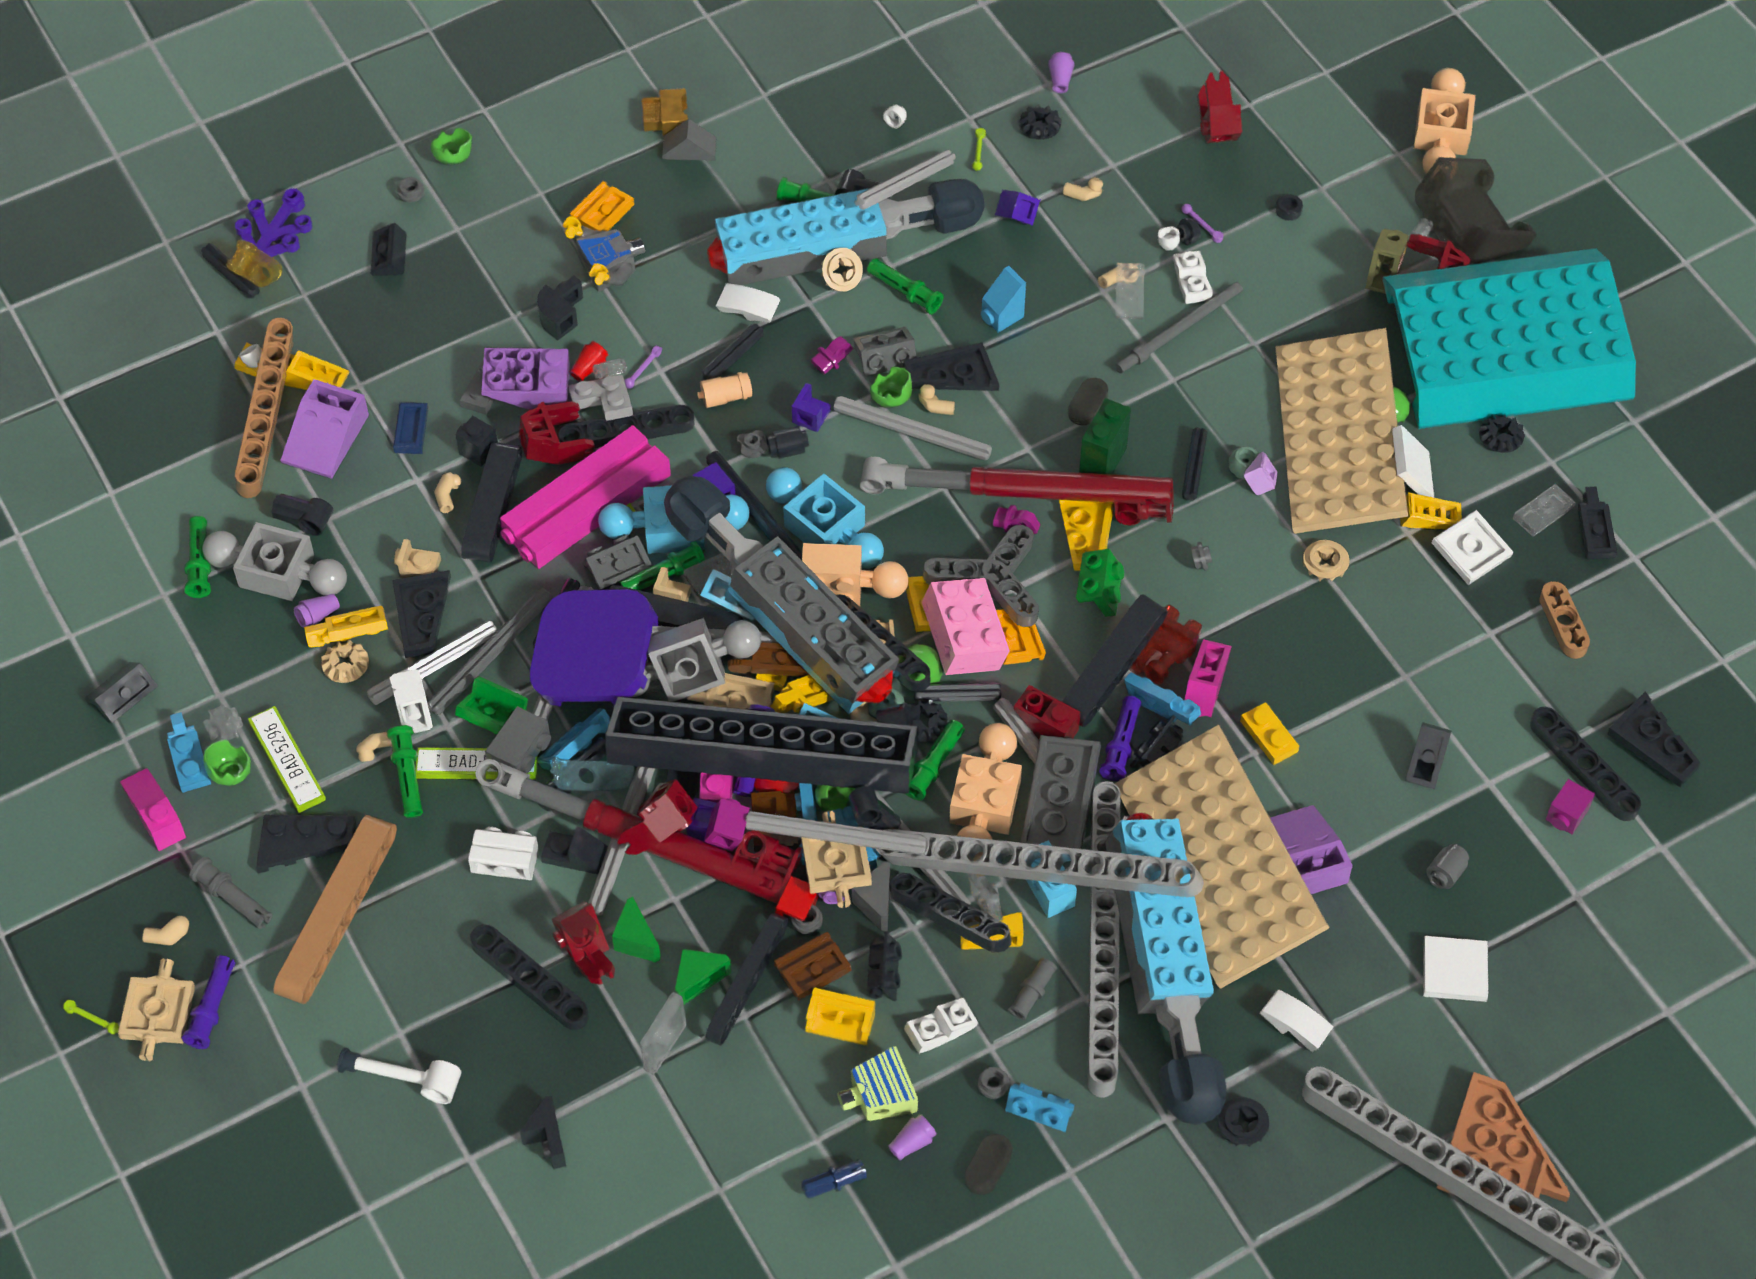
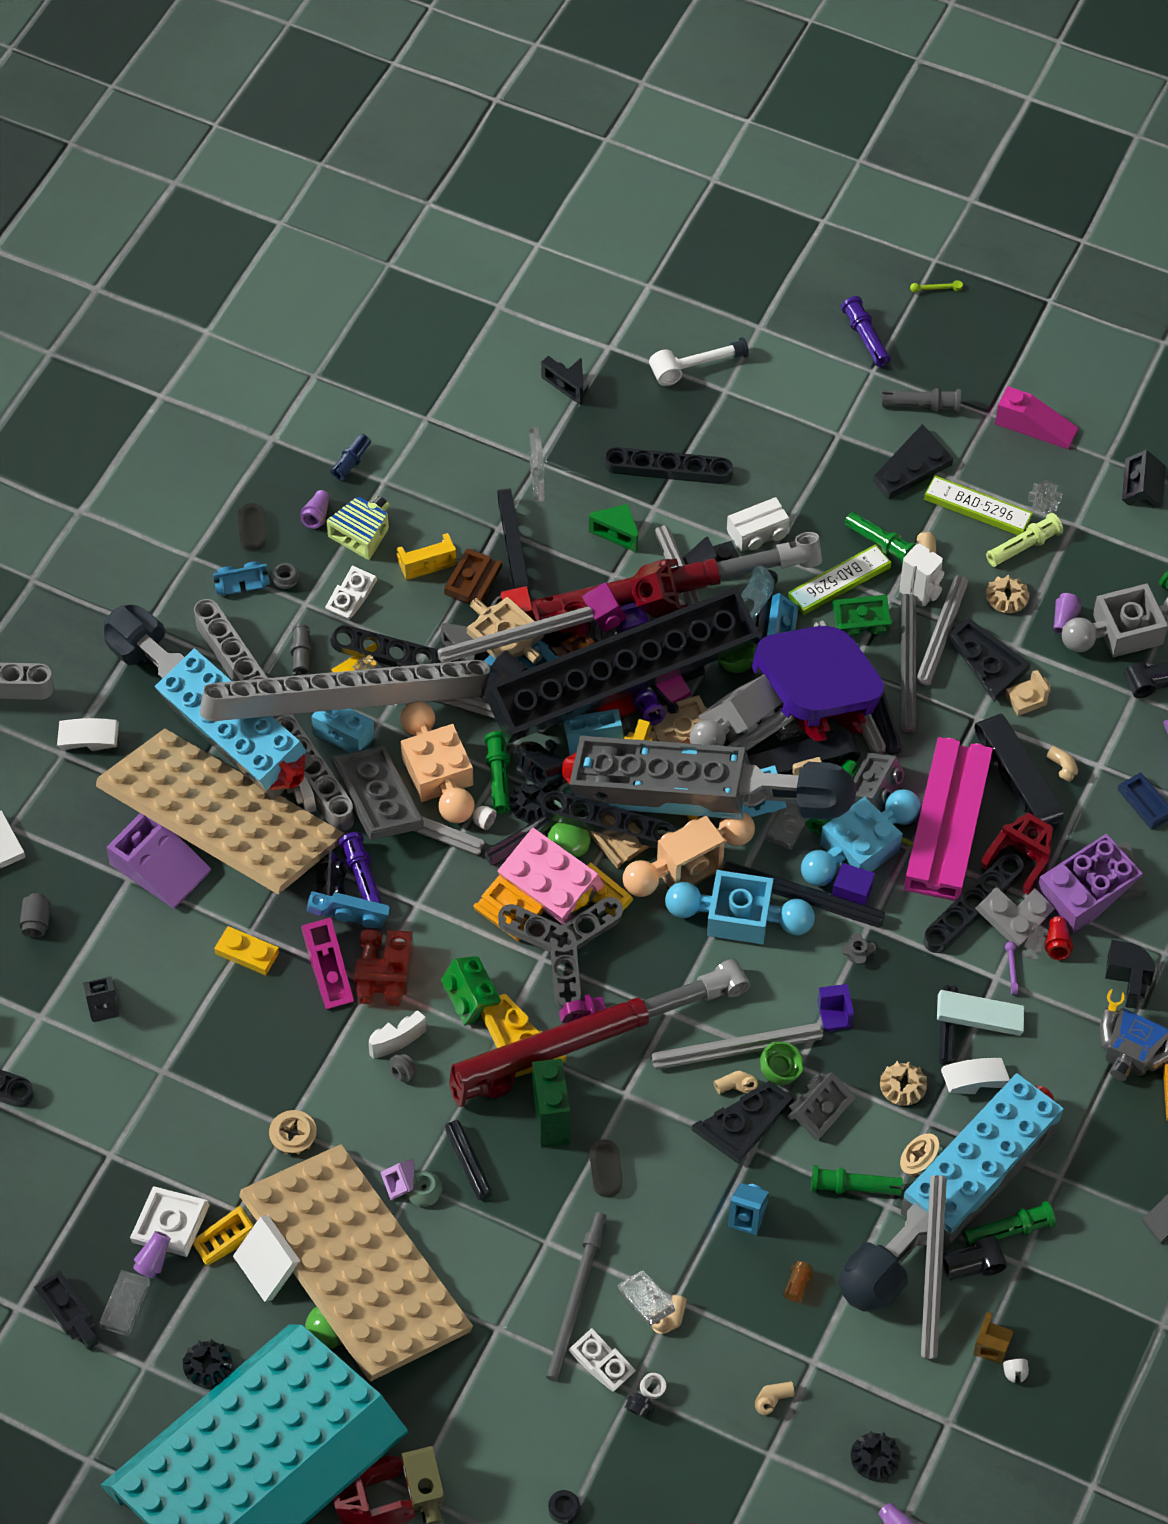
camera: 145 degrees right, 0 degrees up
(156, 1009) = (896, 308): tan plate -> none
(169, 934) = (940, 353): tan arm -> none
(187, 755) = (1050, 468): dark azure hinge -> none
(226, 763) = (1012, 469): bright green hair -> none
(271, 696) = (1034, 535): none -> yellowish green pin
(335, 909) = (841, 429): medium nougat beam -> none
(346, 626) = (1028, 615): yellow hinge -> none
(475, 440) = (1079, 809): black brick -> none
(520, 741) = (815, 592): dark grey brick -> none
(584, 941) = (650, 506): dark red piece -> none
(700, 972) = (550, 527): green slope -> none
(703, 340) = (980, 1012): none -> light aqua tile
(726, 389) = (921, 980): light nougat piece -> none
(787, 442) = (828, 962): black brick -> none
(805, 342) = (911, 1093): none -> tan gear
(832, 355) = (862, 1068): magenta piece -> none
(886, 955) = (415, 601): black hinge -> none
(899, 140) = (992, 1341): none -> pearl gold panel
(975, 725) = (484, 817): none -> white hinge
(980, 133) = (923, 1407): lime hinge -> none
(999, 249) = (798, 1280): none -> clear orange pin
(1017, 206) = (819, 1331): dark purple panel -> none
(1047, 715) = (430, 847): dark red slope -> none
(1115, 658) = (406, 911): black beam -> none
(1196, 581) = (389, 1039): none -> white slope
(1217, 236) = (611, 1429): medium lavender hinge -> none
(1251, 1111) = (87, 638): black gear -> none
(1507, 520) = (152, 1255): none -> medium lavender cone
(1561, 631) = (54, 1211): medium nougat beam -> none

